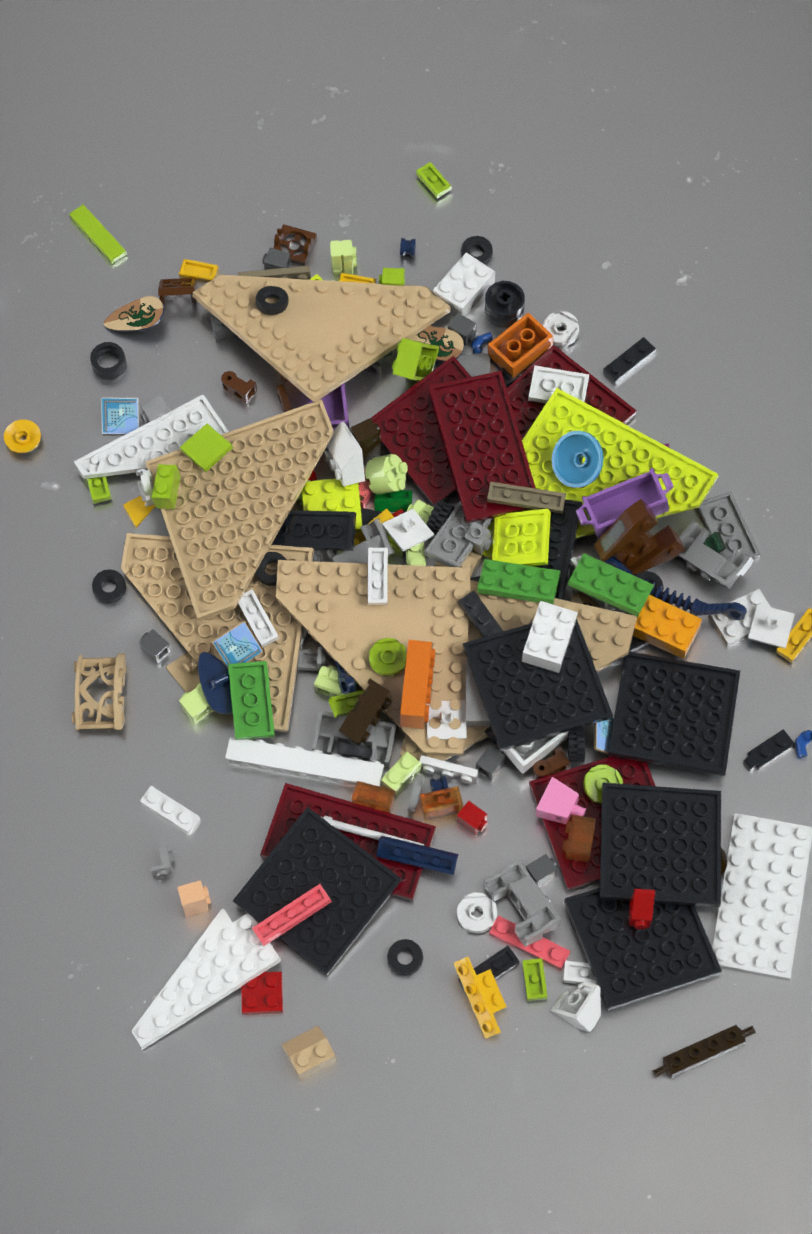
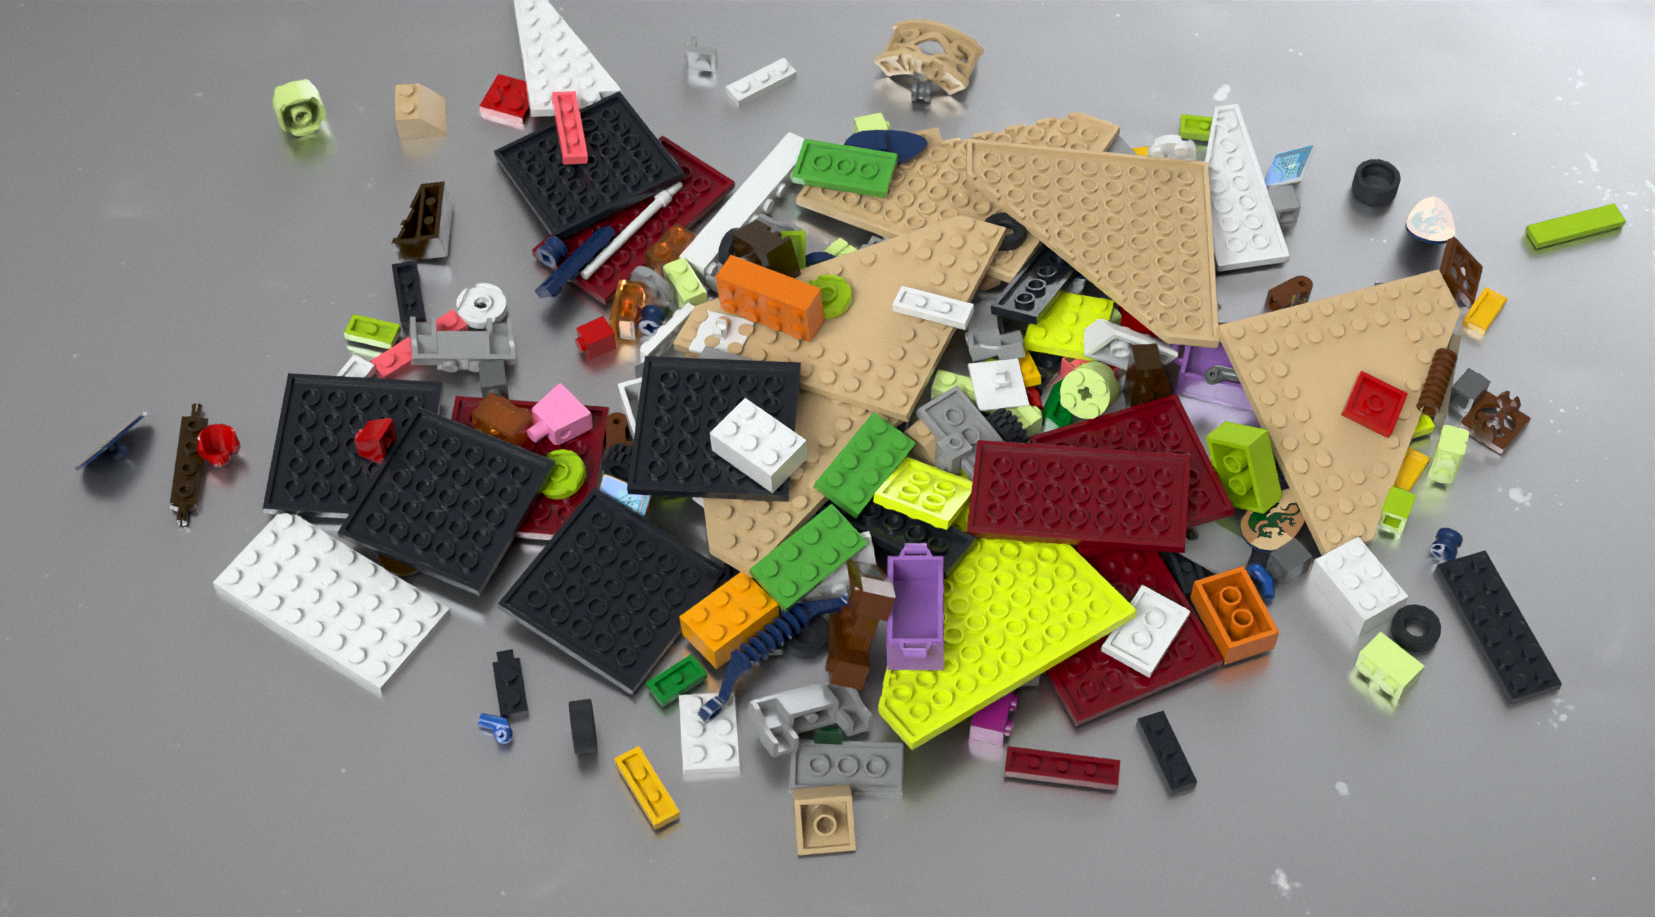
camera: 110 degrees right, 10 degrees down
(22, 429) = (1296, 76): yellow dish -> none
(108, 597) = (1062, 92): black tyre -> none
(136, 686) = (921, 90): none -> dark grey wheel
(154, 645) = (964, 118): dark grey brick -> none
(166, 486) = (1156, 157): lime brick -> none
(194, 898) = (640, 59): light nougat brick -> none
(206, 447) = (1198, 213): lime tile -> none
(237, 645) = (916, 169): piece -> none
(257, 618) = (945, 200): white plate -> none
(272, 308) = (1402, 329): black tyre -> none
(289, 273) = (1437, 381): none -> reddish brown piece
(330, 299) = (1374, 404): none -> red plate
(341, 399) = (1220, 373): none -> dark grey arm
(349, 1143) = (298, 107): none -> yellowish green brick
(410, 946) = (475, 239): black tyre -> none
(414, 876) = (552, 251): none -> dark blue wheel
(423, 984) = (427, 226): none -> dark brown wedge
(433, 180) = (1555, 615): lime plate -> none
(453, 210) = (1498, 627): none -> black plate
(479, 615) = (831, 404): black plate -> none
(482, 994) = (380, 273): yellow bracket -> none
(504, 304) = (1310, 622): black wheel -> none
(514, 256) = (1389, 666): none -> yellowish green brick
(526, 497) = (977, 508): dark tan plate -> none
(568, 458) = (1007, 583): dark azure dish -> none
(570, 325) = (1248, 697): white plate -> none
(580, 1007) = (310, 354): white slope -> none
(670, 410) = (1062, 768): none -> dark red plate
(684, 1032) = (218, 444): none -> red hair
(718, 649) = (677, 680): none -> green plate
(719, 1111) = (118, 452): none -> dark blue shield
(770, 526) = (824, 819): none -> tan slope
(771, 626) = (674, 751): white piece -> none
(783, 683) = (583, 726): none -> black tyre

